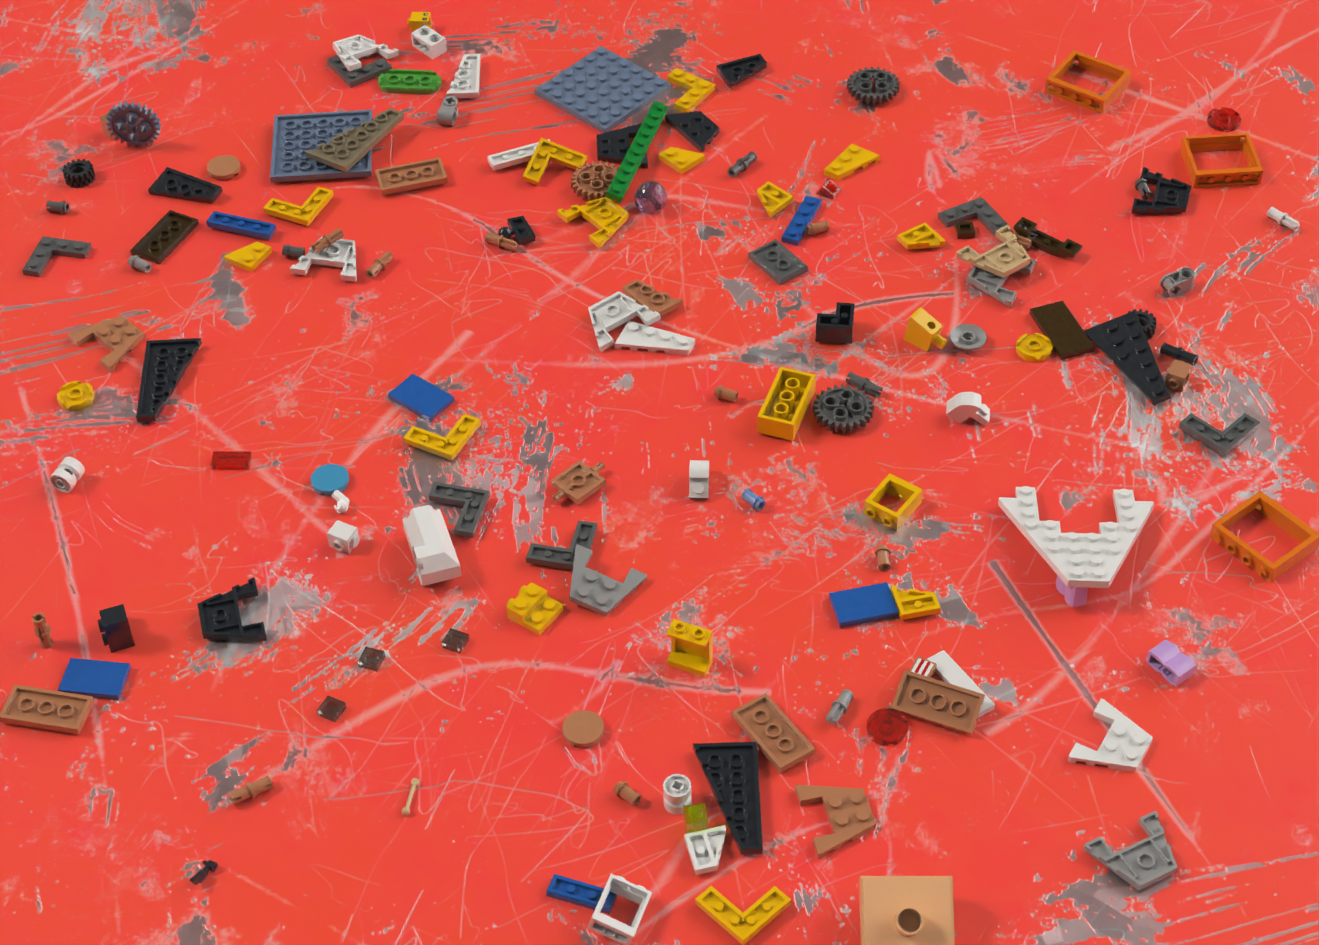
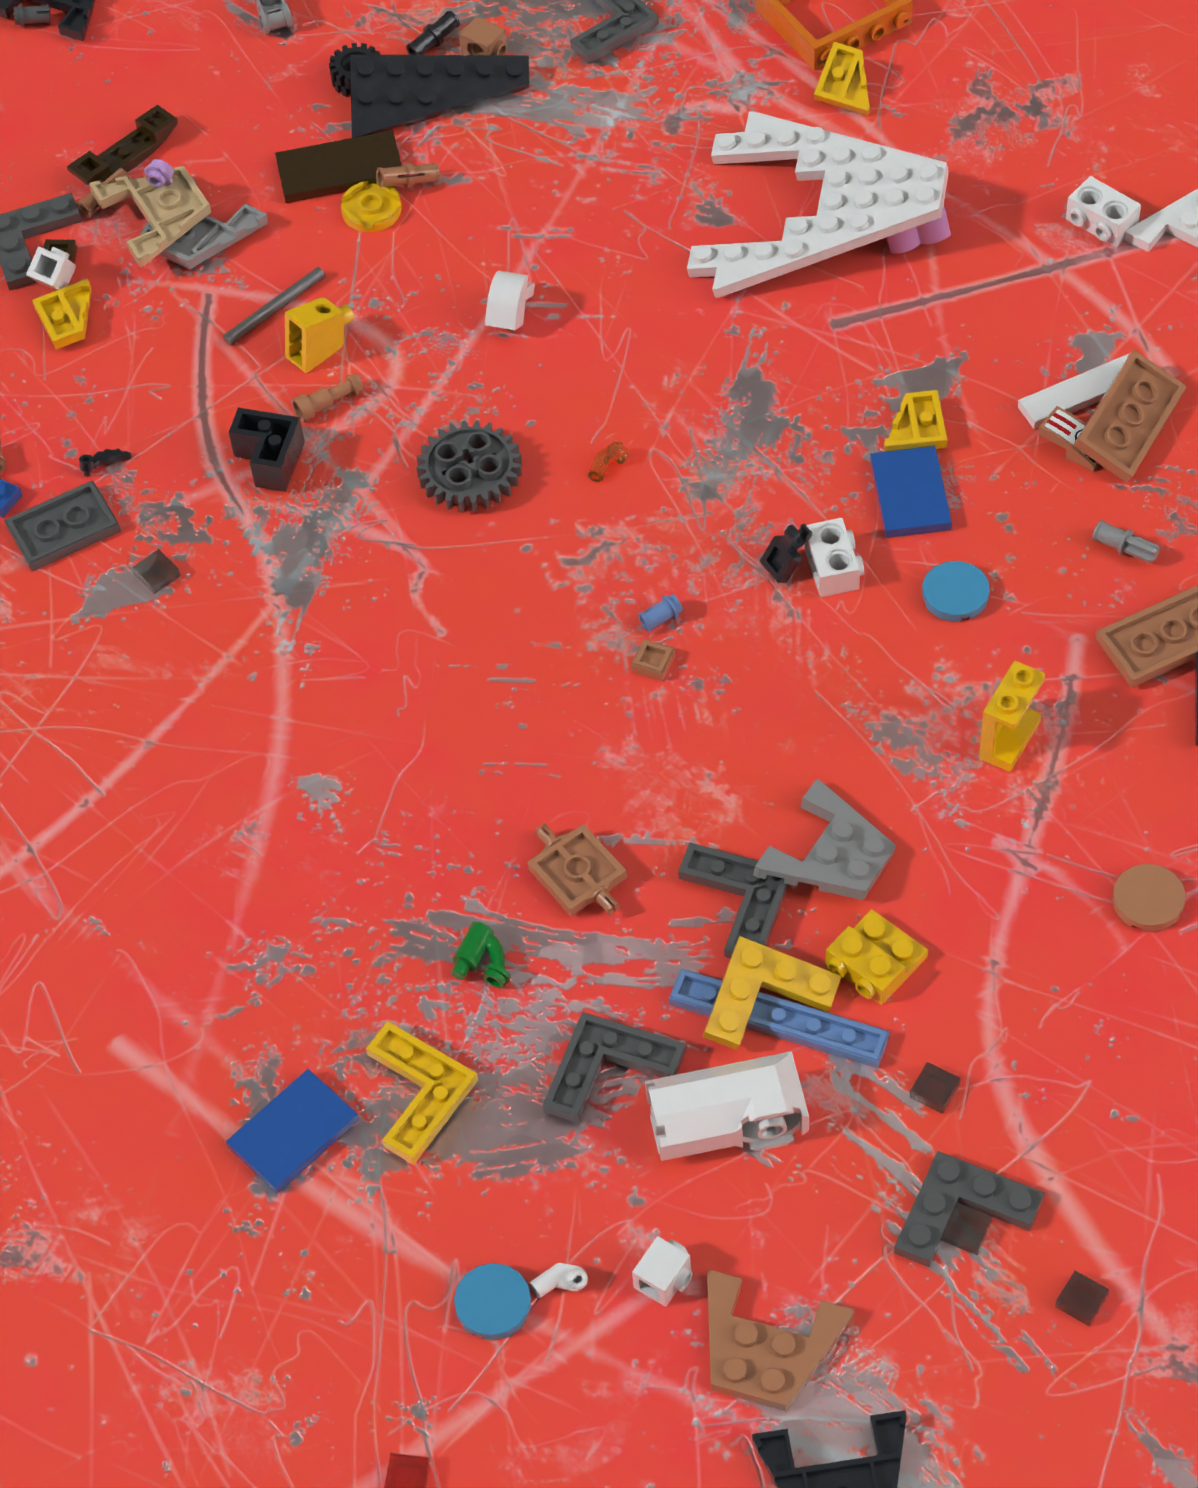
camera: 80 degrees left, 10 degrees up
(298, 581) = (763, 1360): none -> nougat wing
(396, 651) = (961, 1182): none -> dark grey plate
(494, 574) = (789, 1021): none -> medium blue tile
(515, 551) = (762, 966): none -> yellow plate
(528, 449) = (473, 946): none -> green plant
(614, 312) = (141, 785): white wing -> none
(646, 295) = (117, 725): nougat wing -> none
(654, 339) = (216, 741): white wing -> none
(699, 479) = (602, 675): white brick -> none
(722, 501) = (653, 660): none -> nougat tile
(724, 393) = (389, 636): nougat pin -> none
(753, 300) = (156, 571): none -> clear smoke tile
(786, 403) = (450, 537): yellow brick -> none
(791, 630) = (955, 591): none -> dark azure tile
(800, 546) = (782, 555): none -> black plate
(803, 568) = (833, 558): none -> white brick
(824, 268) = (106, 457): none -> black piece
(860, 465) = (603, 458): none -> clear orange arm
(864, 384) = (412, 433): dark grey pin -> none
(874, 339) = (307, 406): none -> nougat piece
(882, 553) = (816, 452): nougat pin -> none
(887, 727) = (1163, 489): clear red tile -> none
(900, 489) = (681, 401): yellow window -> none
(939, 314) = (273, 306): none -> dark grey bar
(945, 223) = (51, 268): none -> white brick
(968, 337) = (336, 279): light grey dish -> none
(1016, 246) = (159, 173): none -> lavender plate
(1057, 355) = (390, 177): none -> nougat pin
(1114, 683) = (1102, 211): none -> white brick
(1170, 662) = (1066, 144): lavender brick -> none
(1196, 545) = (844, 80): none -> yellow wing

